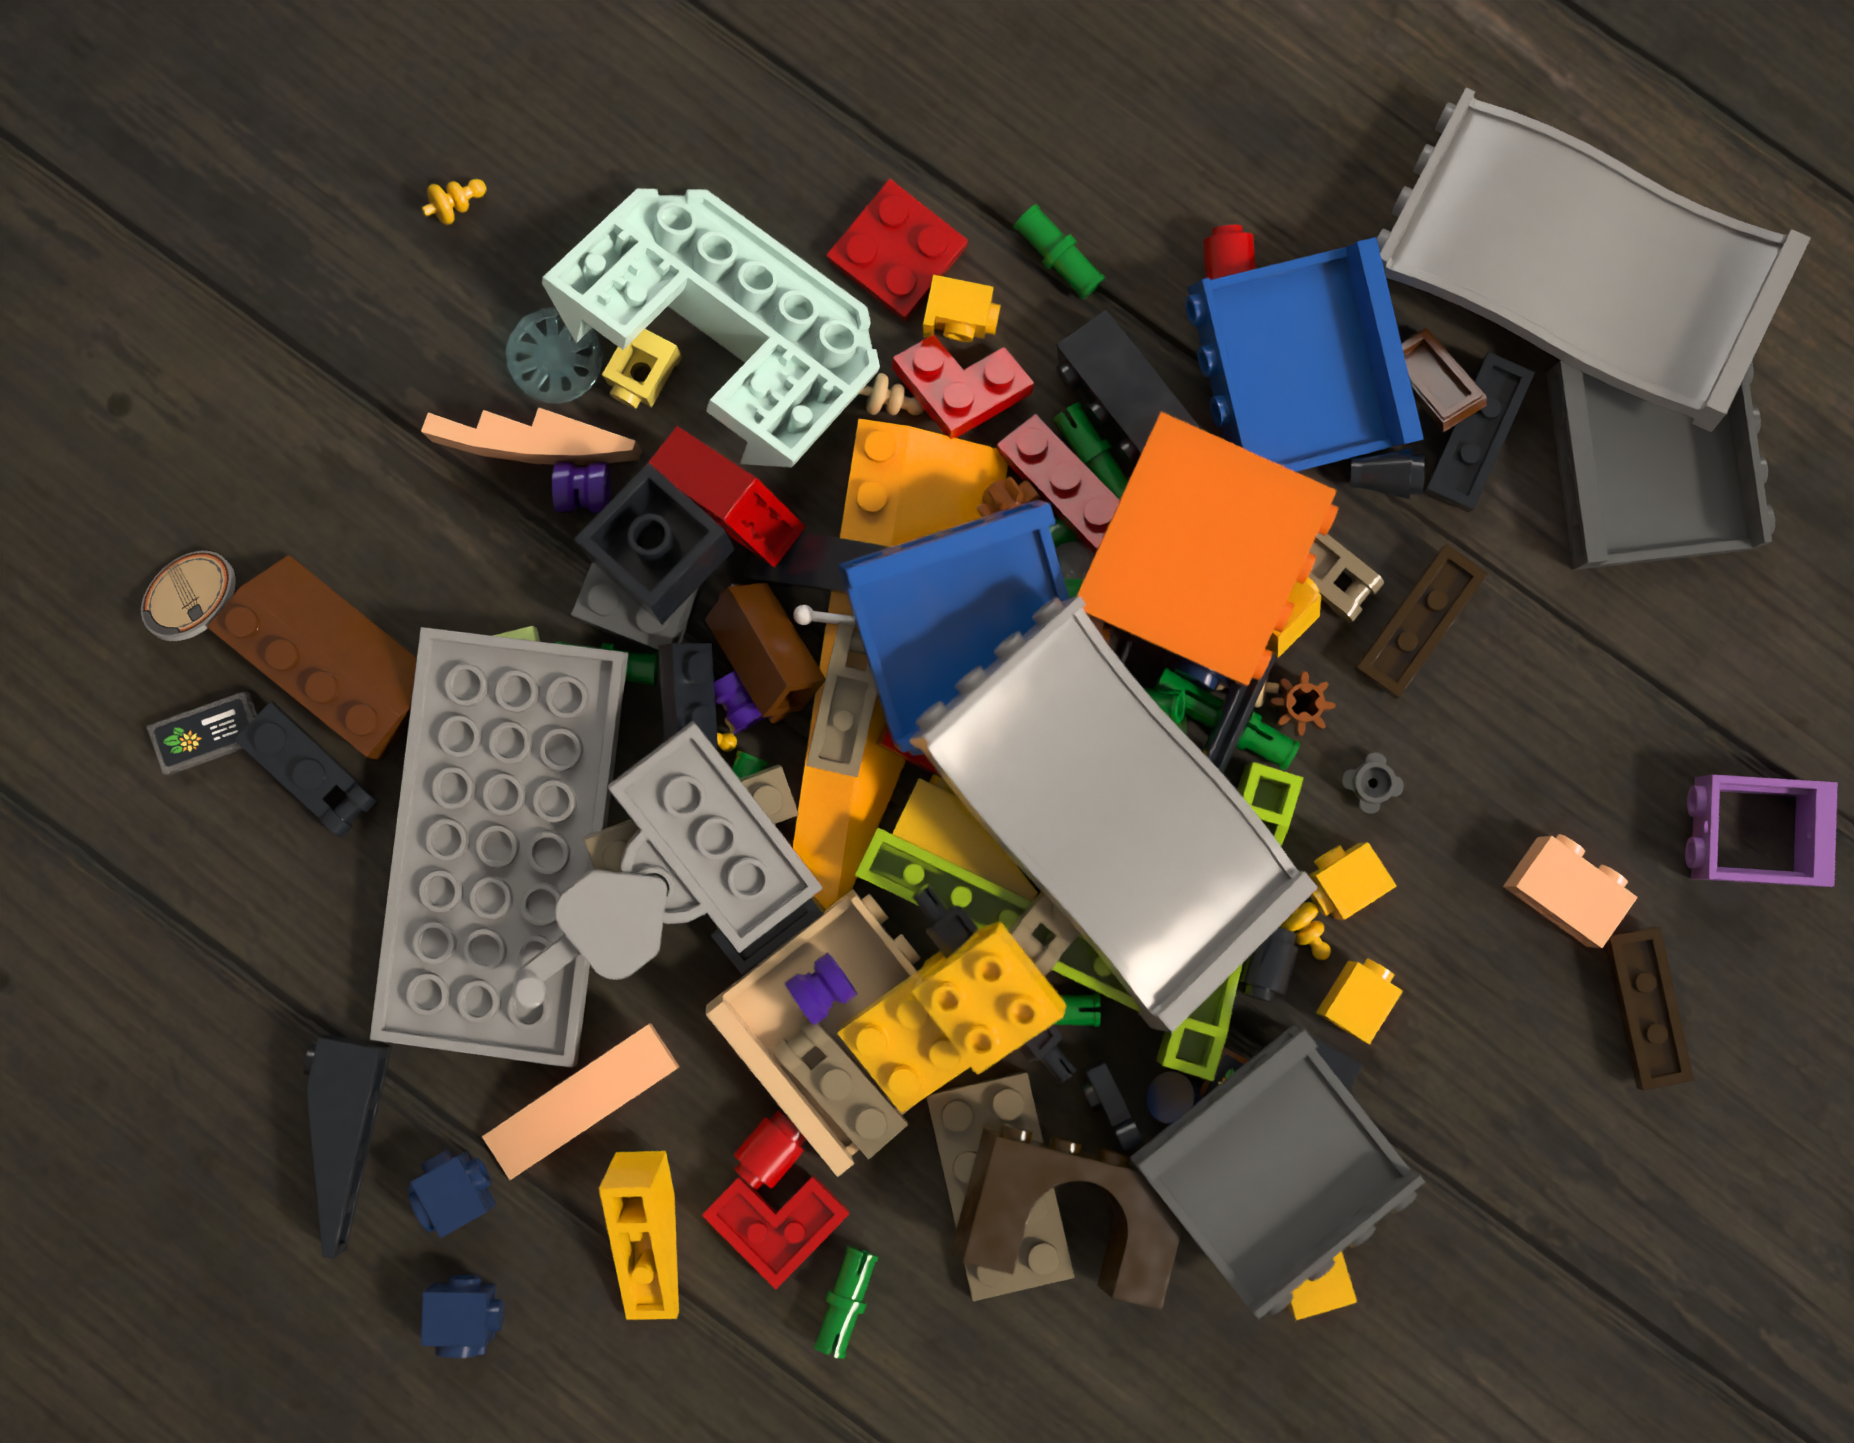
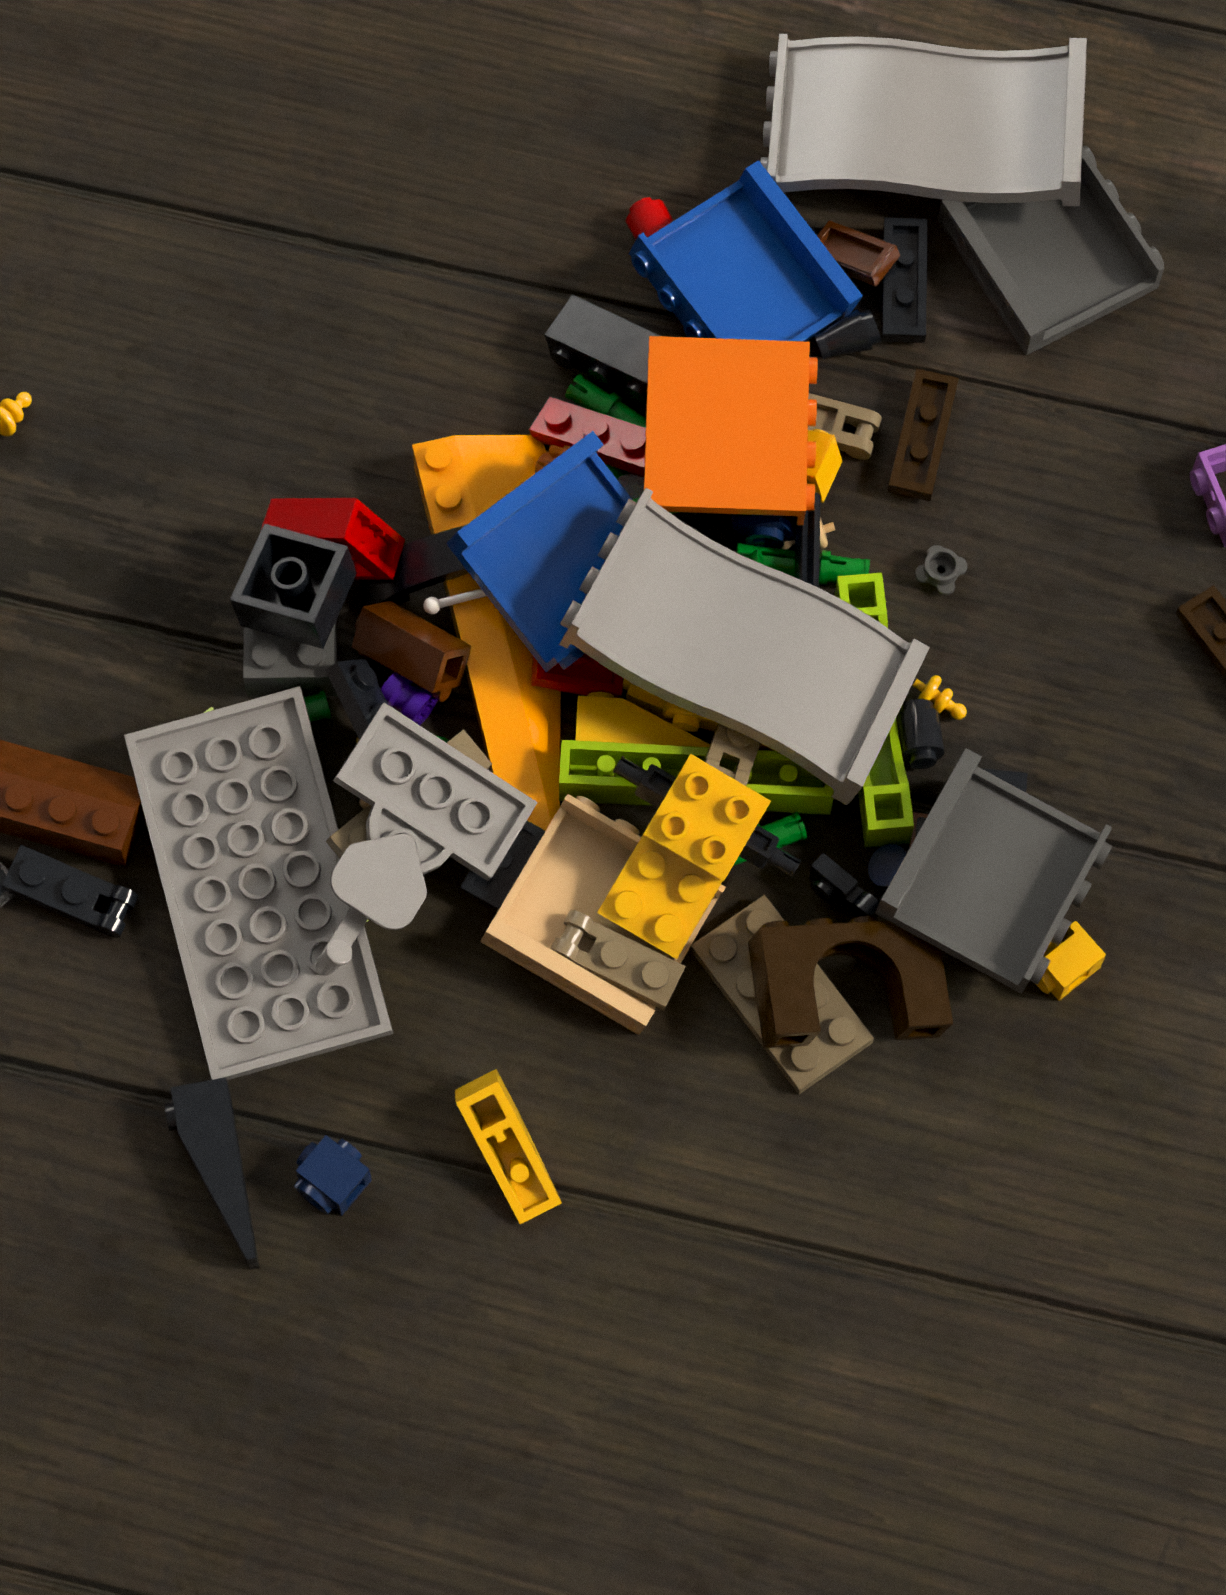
camera: 25 degrees left, 15 degrees down
(460, 1316) = (381, 1270): dark blue brick -> none
(547, 441) = (169, 563): light nougat slope -> none
(553, 358) = (140, 500): clear light blue wheel -> none
(580, 1101) = (408, 1060): light nougat slope -> none
(581, 486) = (217, 584): dark purple wheel -> none
(644, 351) = (217, 466): light yellow brick -> none
(769, 1150) = (582, 1036): red brick -> none
(771, 1238) = (616, 1106): red plate -> none
(788, 322) = (324, 408): light aqua slope -> none
(818, 990) = (569, 880): dark purple wheel -> none
(843, 710) = (495, 661): dark tan plate -> none
(845, 1302) = (696, 1132): green pin -> none
(893, 399) = (431, 429): tan hair -> none
(897, 249) = (385, 319): red plate -> none
(956, 396) = (484, 405): plate -> none
(960, 309) = (456, 341): yellow brick -> none
(1059, 251) = (515, 271): green pin -> none
(1287, 701) = (846, 525): dark orange gear -> none
(1349, 880) = (955, 646): yellow brick -> none
(1360, 999) = (1004, 730): yellow brick -> none
(1571, 890) = (1132, 586): light nougat brick -> none

